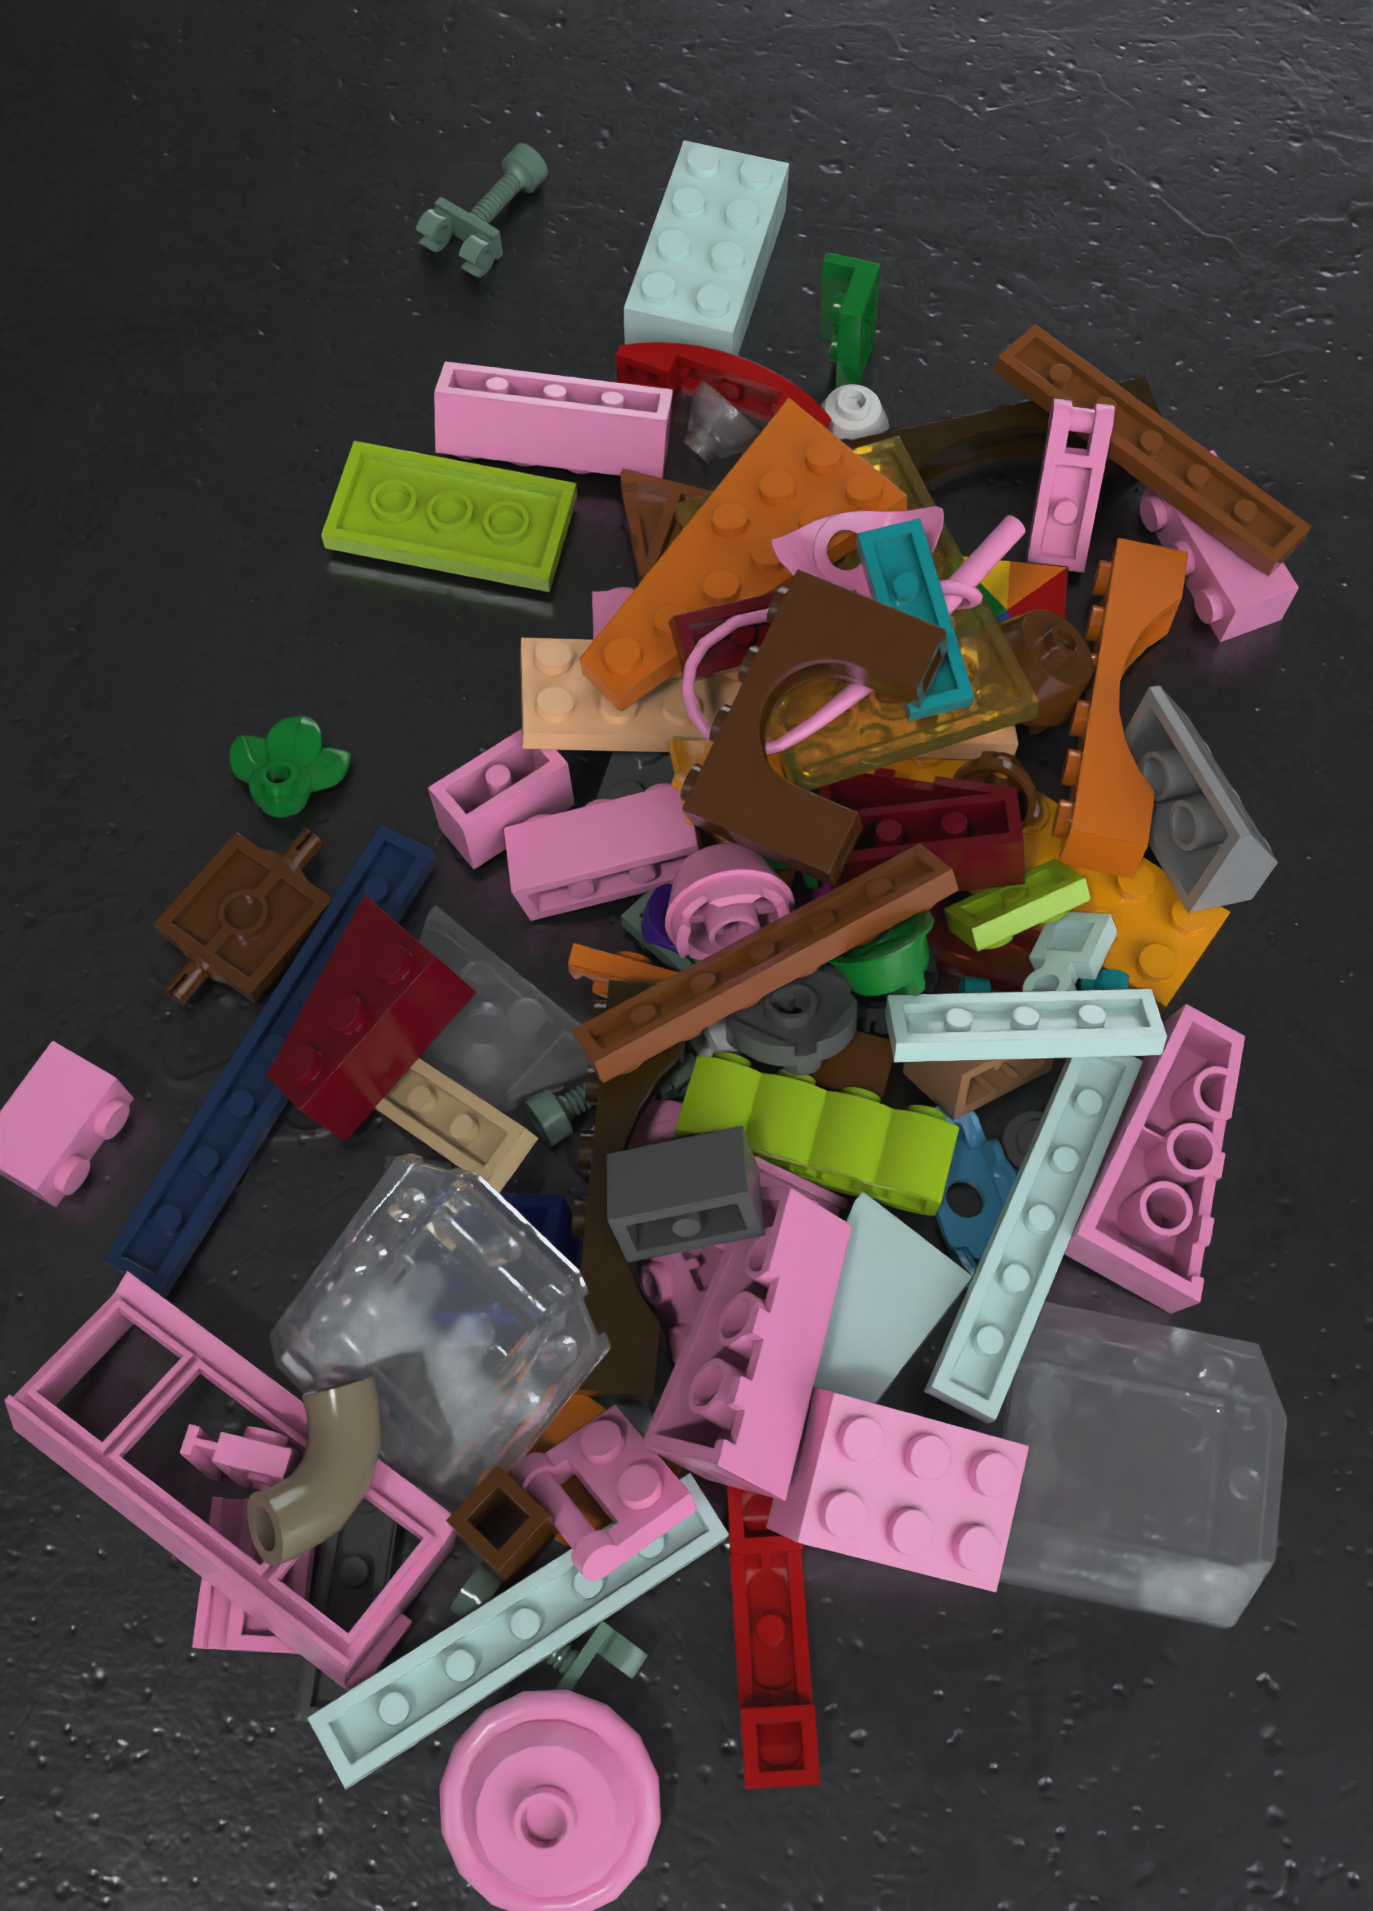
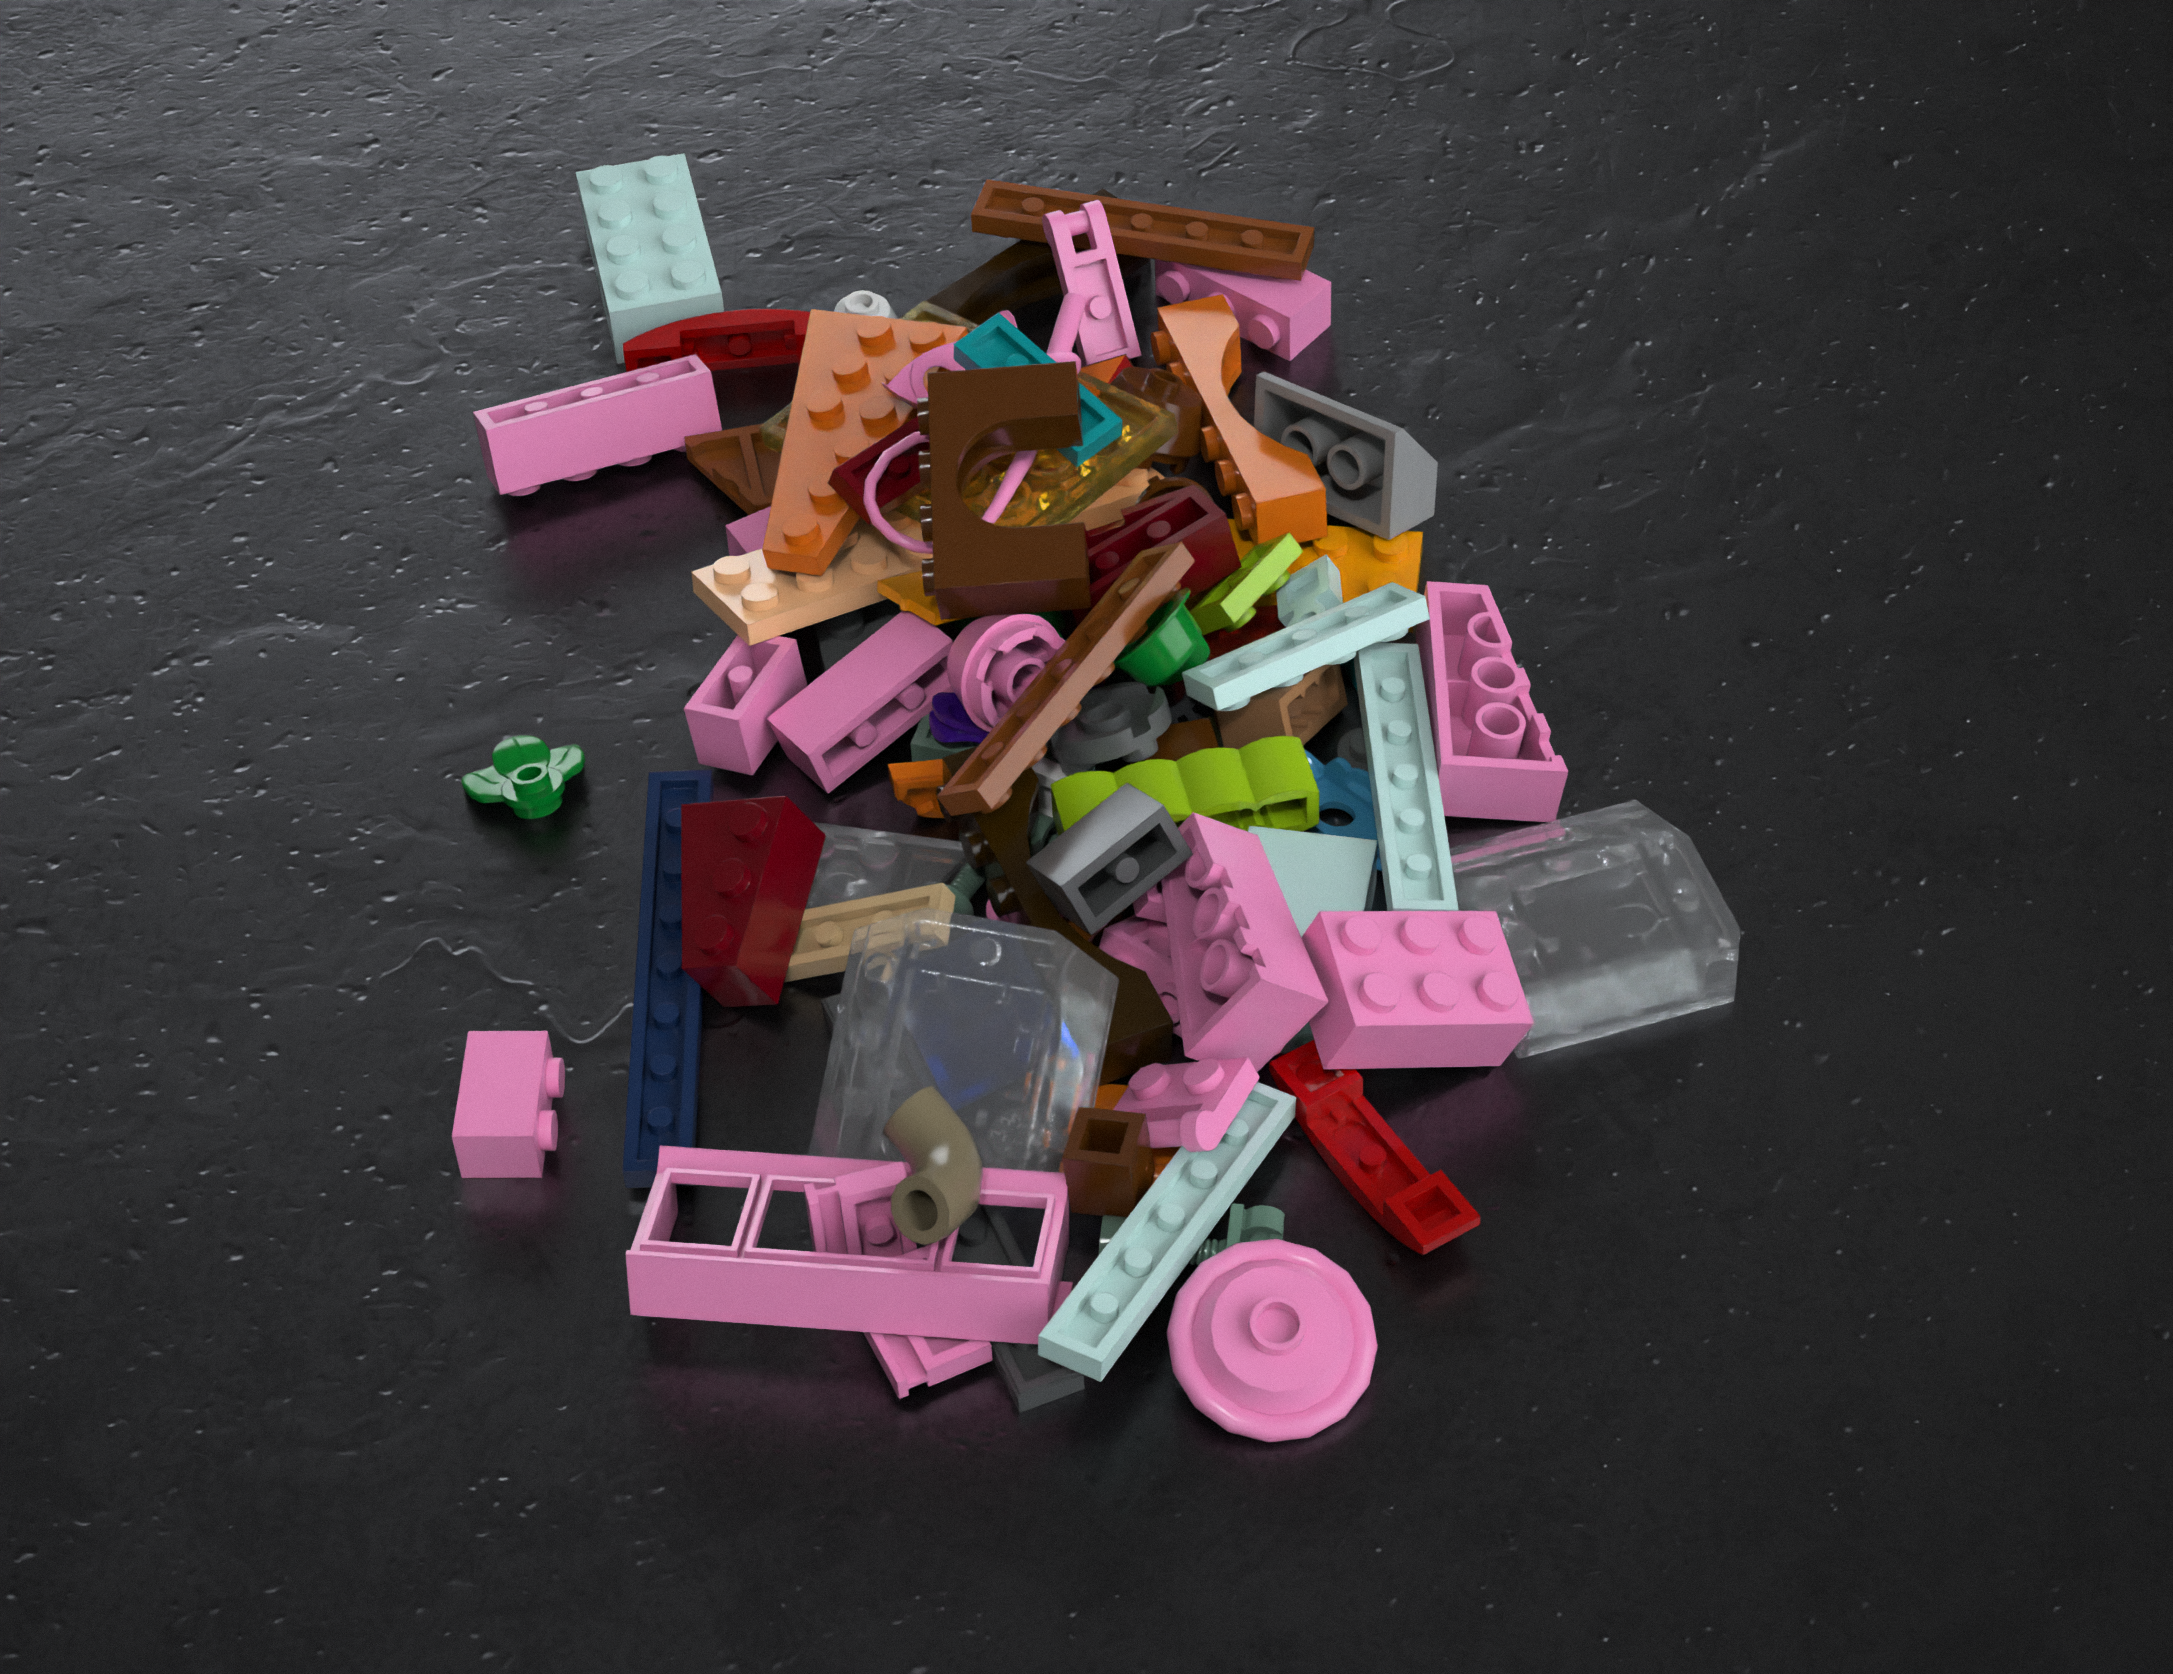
camera: 25 degrees left, 20 degrees down
(243, 917) = (569, 892): reddish brown plate -> none
(450, 516) = (547, 536): lime plate -> none
(482, 243) = (427, 262): sand green bar -> none
(717, 426) = (748, 371): clear piece -> none
(849, 313) = (811, 241): green bracket -> none

